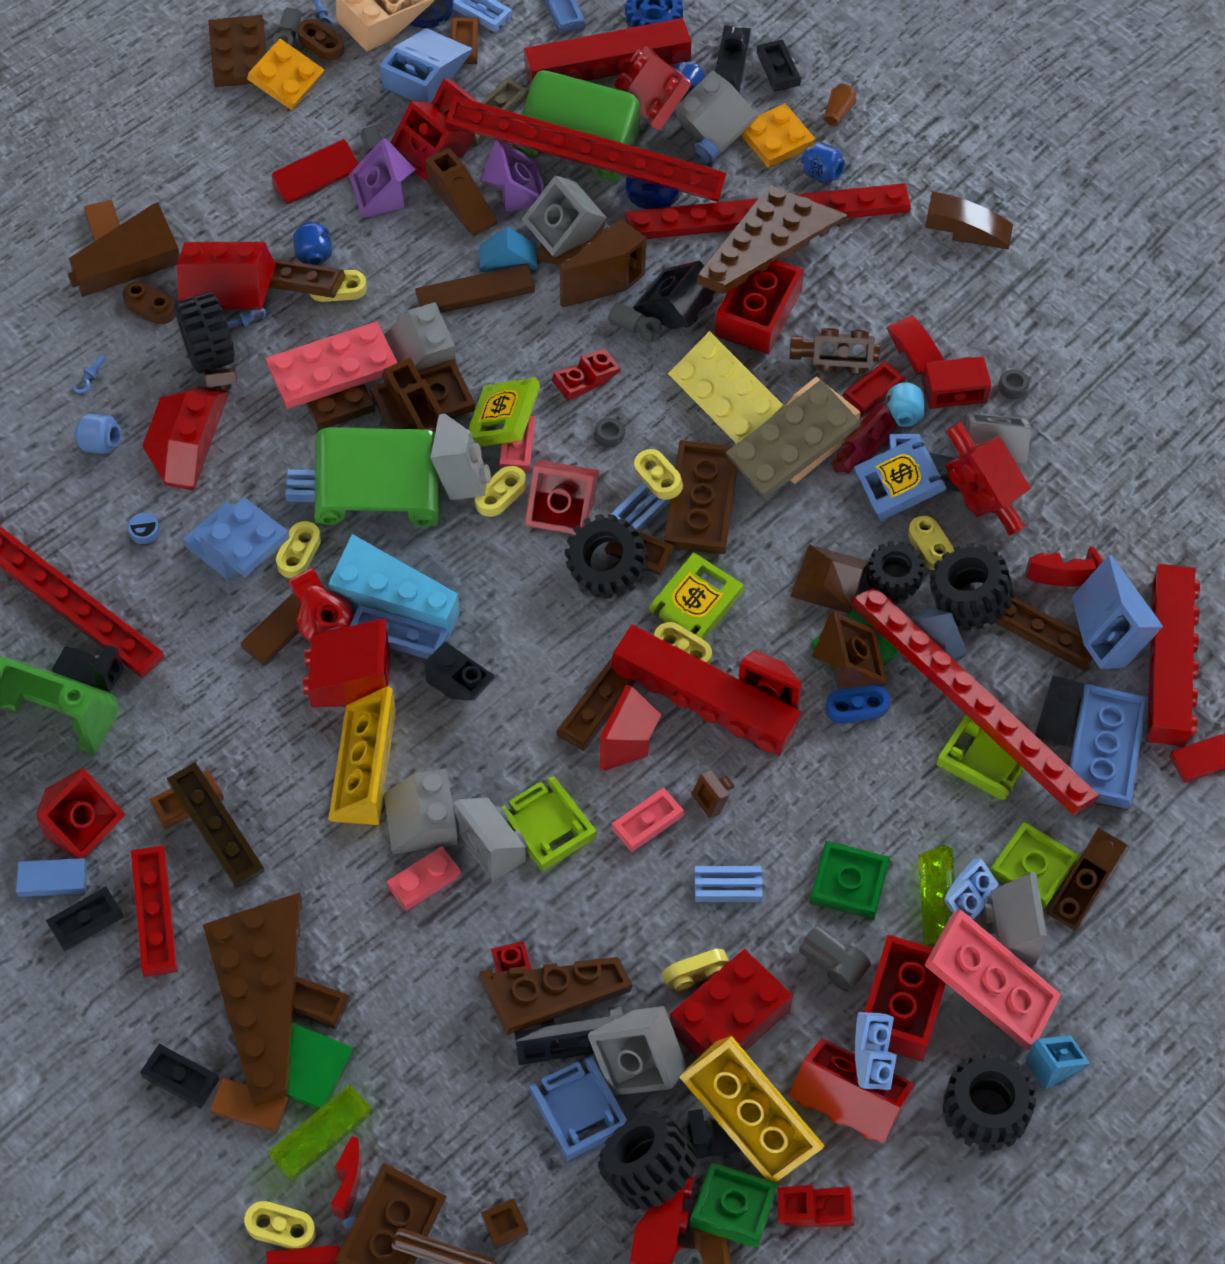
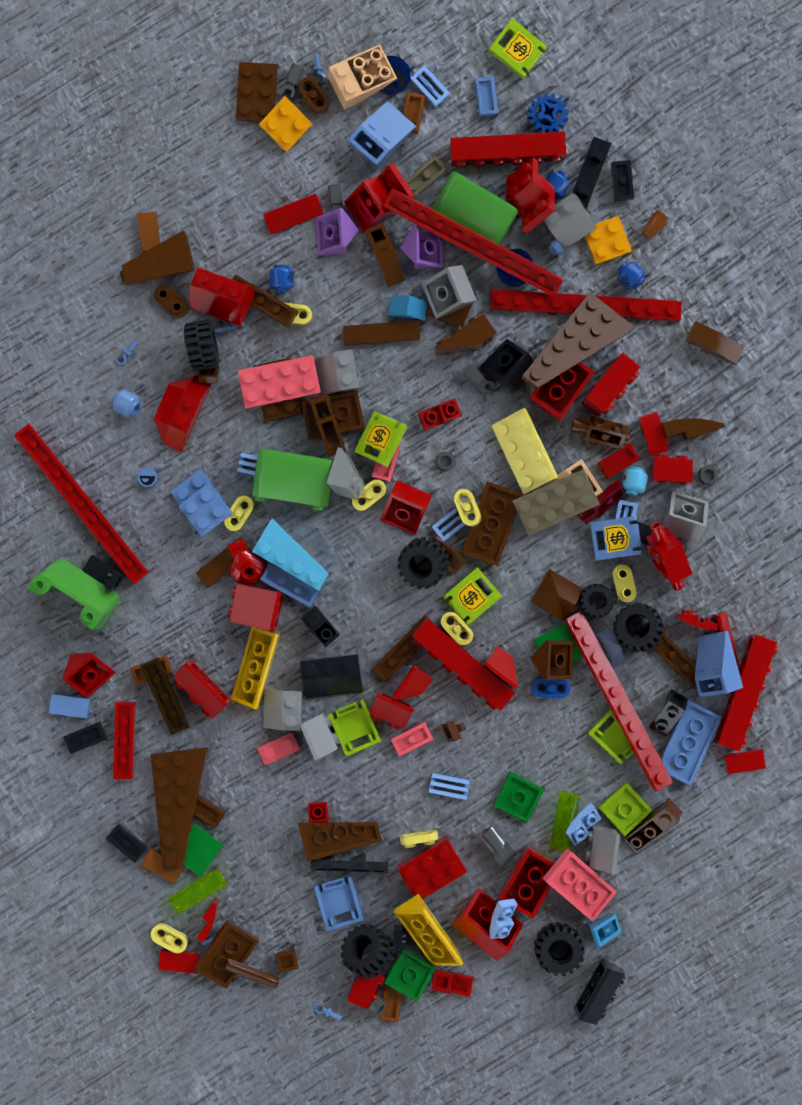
camera: 10 degrees right, 30 degrees up
(277, 800) = (201, 689): none -> red slope
(492, 747) = (331, 675): none -> black slope
(603, 773) = (392, 711): none -> red slope
(638, 1052) = (377, 887): light grey slope -> none
(833, 285) = (612, 385): none -> red brick
(969, 325) = (690, 427): none -> reddish brown slope
(1084, 1160) = (599, 992): none -> black slope

